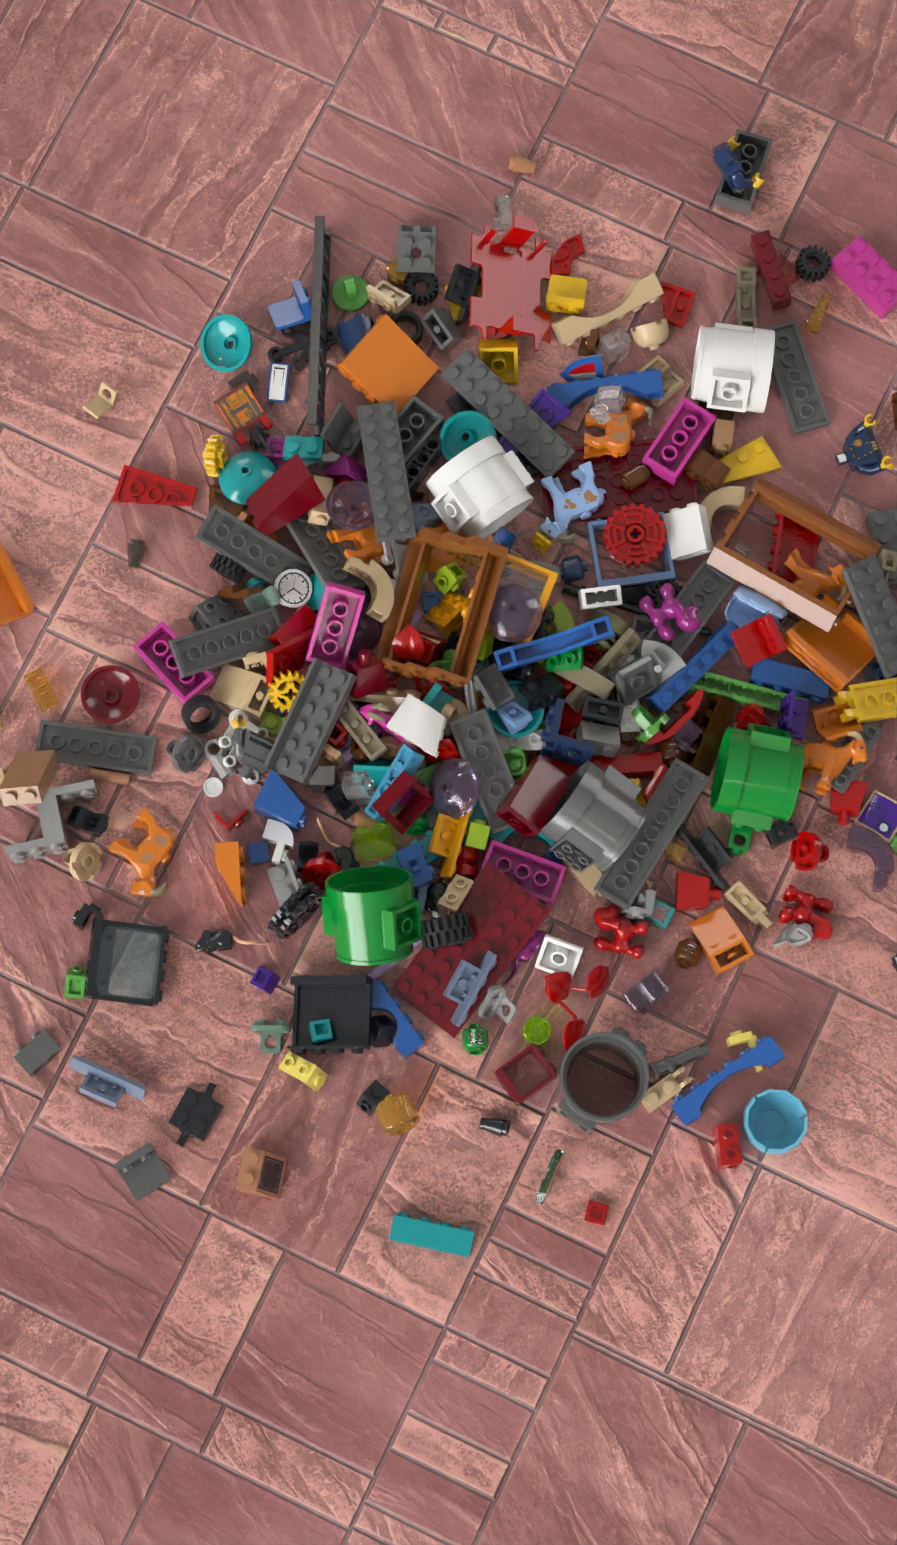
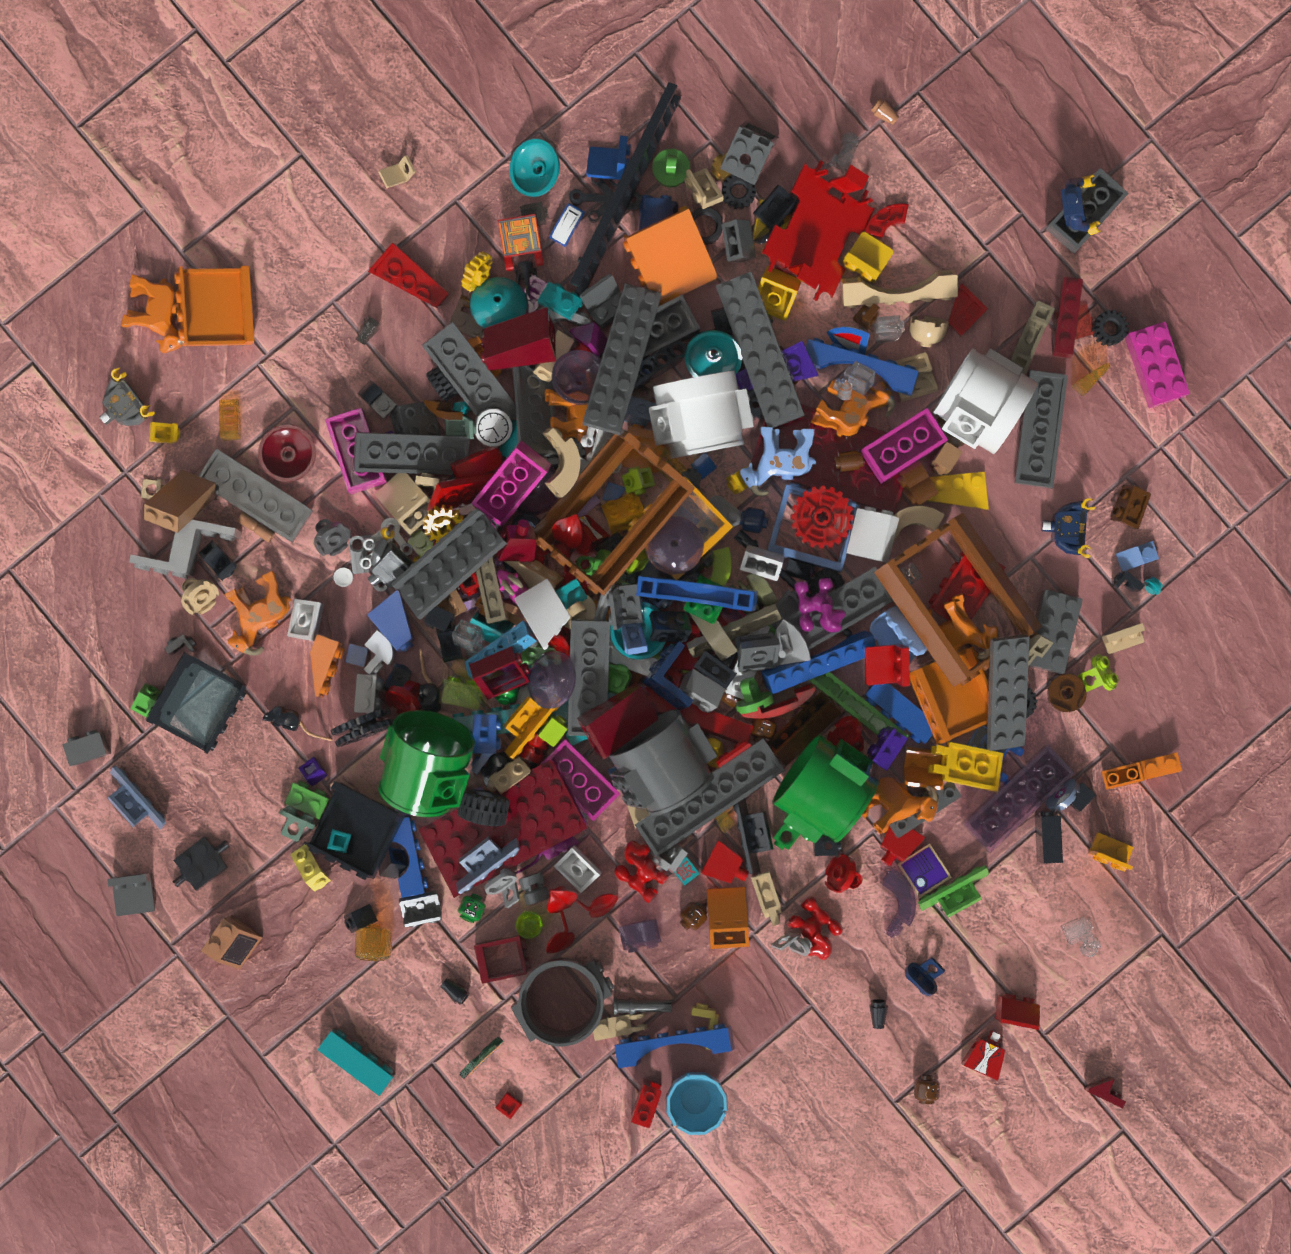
camera: 20 degrees right, 10 degrees up
(170, 608) = (377, 399): none -> black brick
(195, 703) = (359, 497): black tyre -> none
(195, 841) = (305, 619): none -> white slope
(236, 822) = (349, 620): red bracket -> none
(271, 1007) = (307, 800): none -> bright green bracket
(427, 1061) = (421, 909): none -> dark grey bracket
(529, 1000) = (536, 895): none -> dark grey wheel
(687, 735) = (782, 722): clear purple bracket -> none

